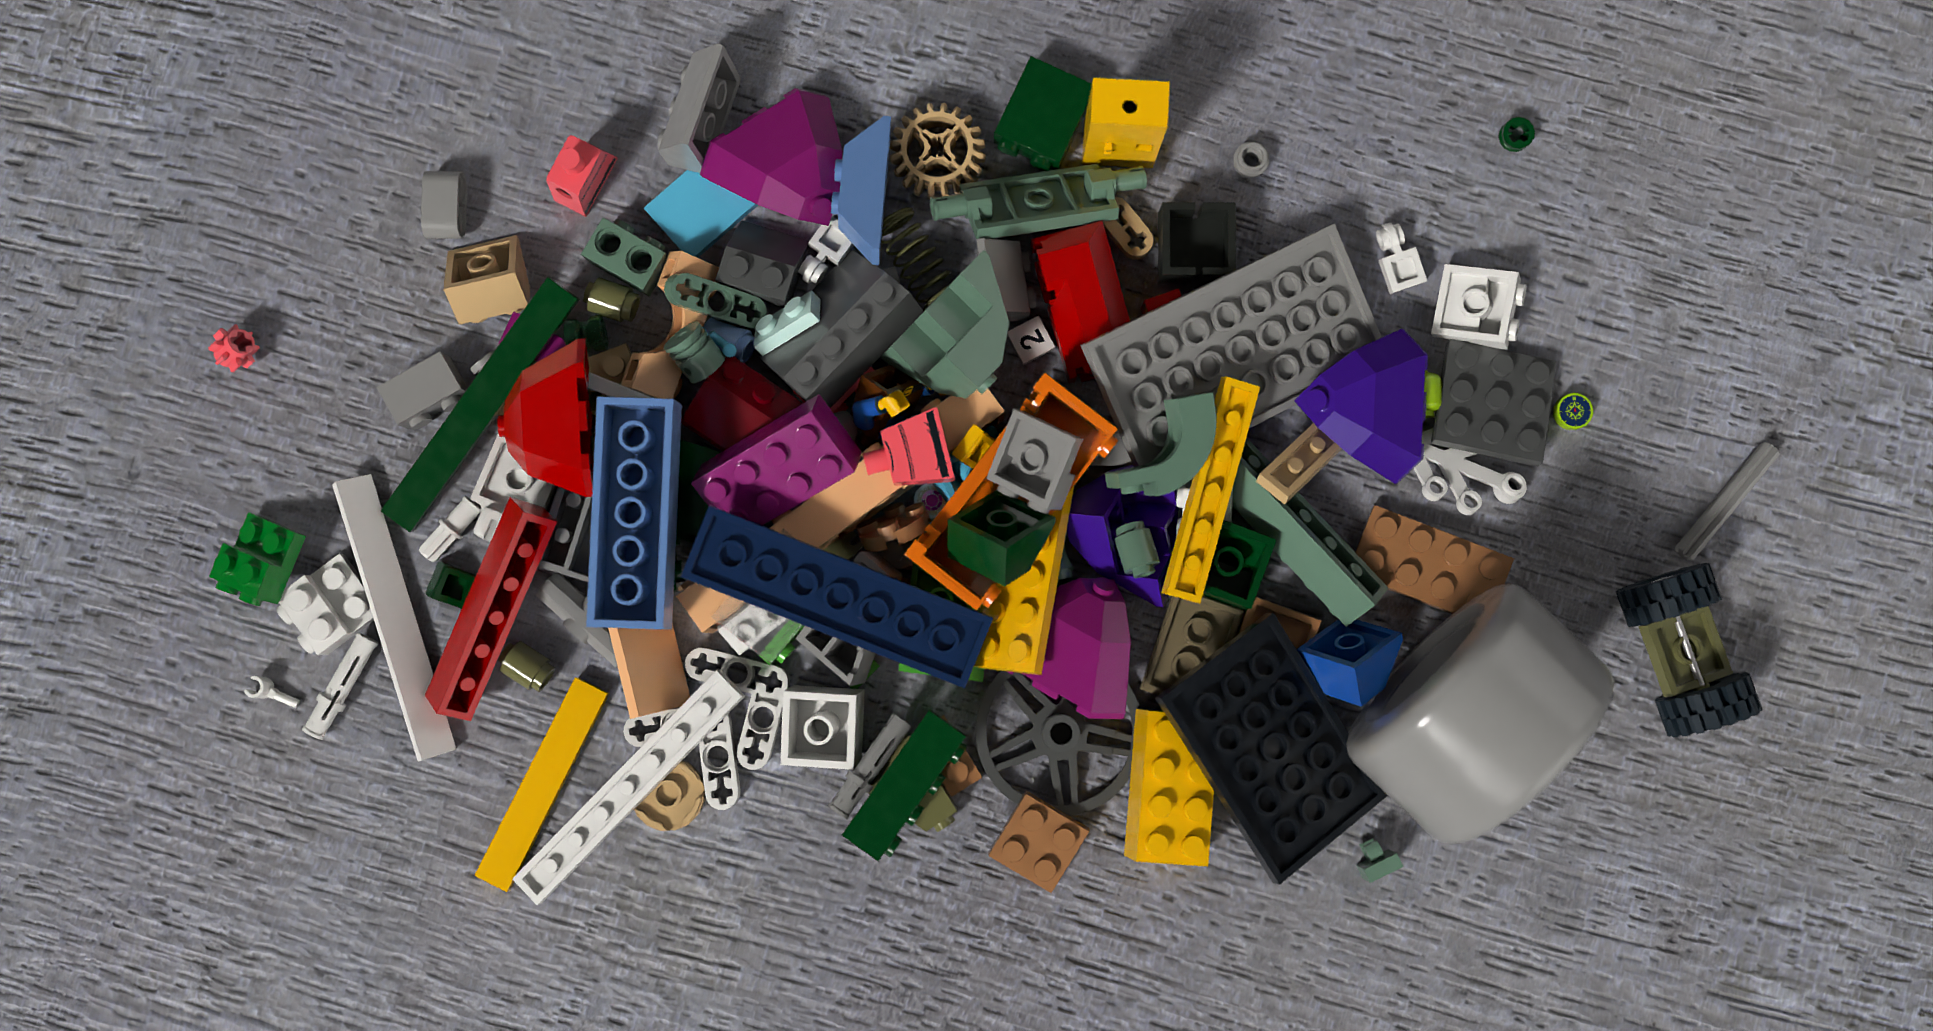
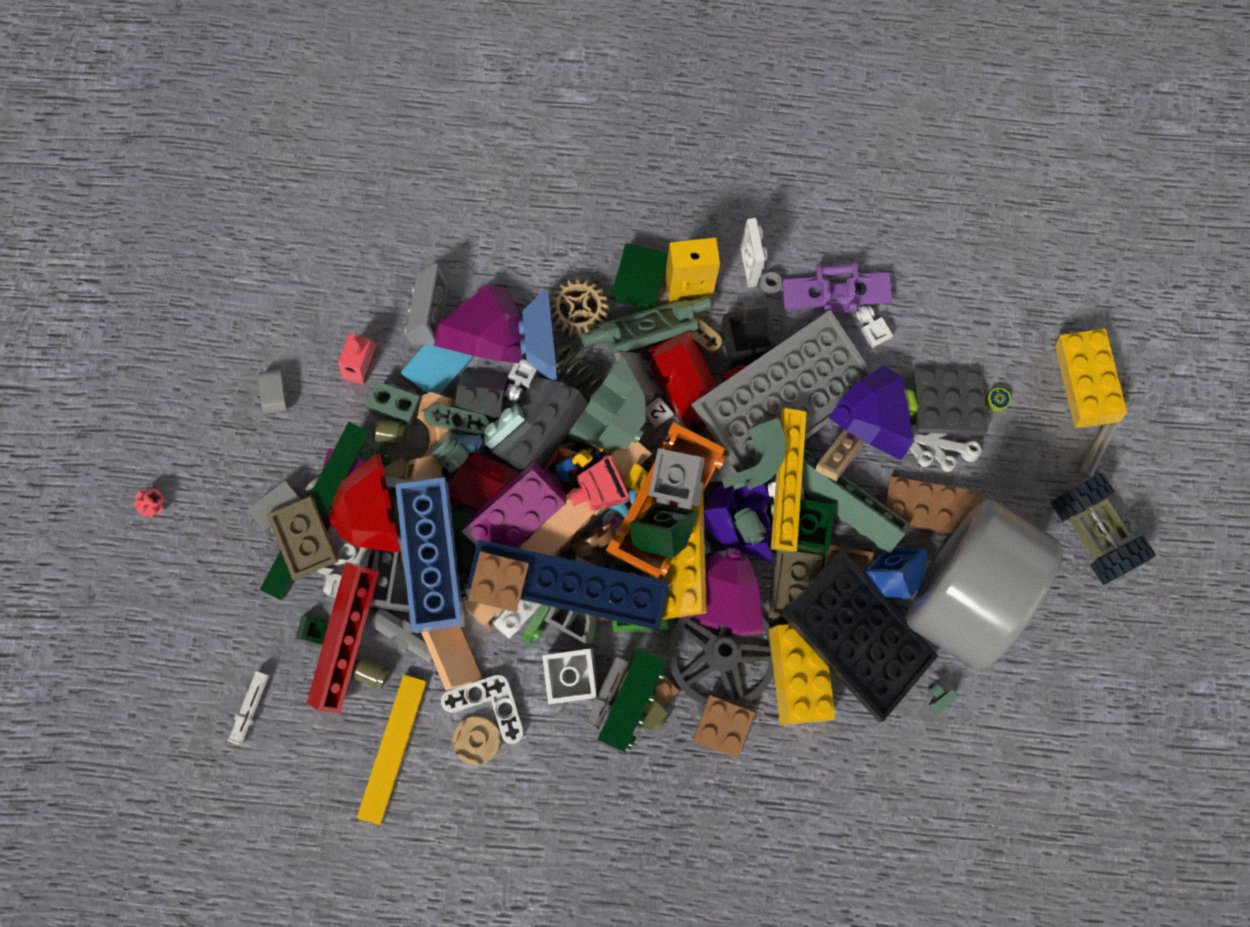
camera: 20 degrees left, 10 degrees down
(258, 561) = (183, 635): green plate -> none
(267, 690) = (202, 721): white hand -> none
(327, 606) = (234, 657): white plate -> none
(392, 614) = (278, 656): white tile -> none
(449, 529) = (306, 594): white axle -> none
(453, 445) = (302, 538): none -> dark tan tile
(486, 280) = (307, 433): tan slope -> none
(628, 787) = (449, 739): white plate -> none
(728, 576) = (498, 582): none -> medium nougat plate
(760, 698) = (526, 666): white beam -> none
(1229, 112) = (752, 252): none -> white plate
(1355, 203) = (839, 298): none -> medium lavender piece
(1478, 306) = (927, 345): white plate -> none
(1514, 123) = (934, 241): dark green bush -> none
(1728, 405) = (1090, 378): none -> yellow brick

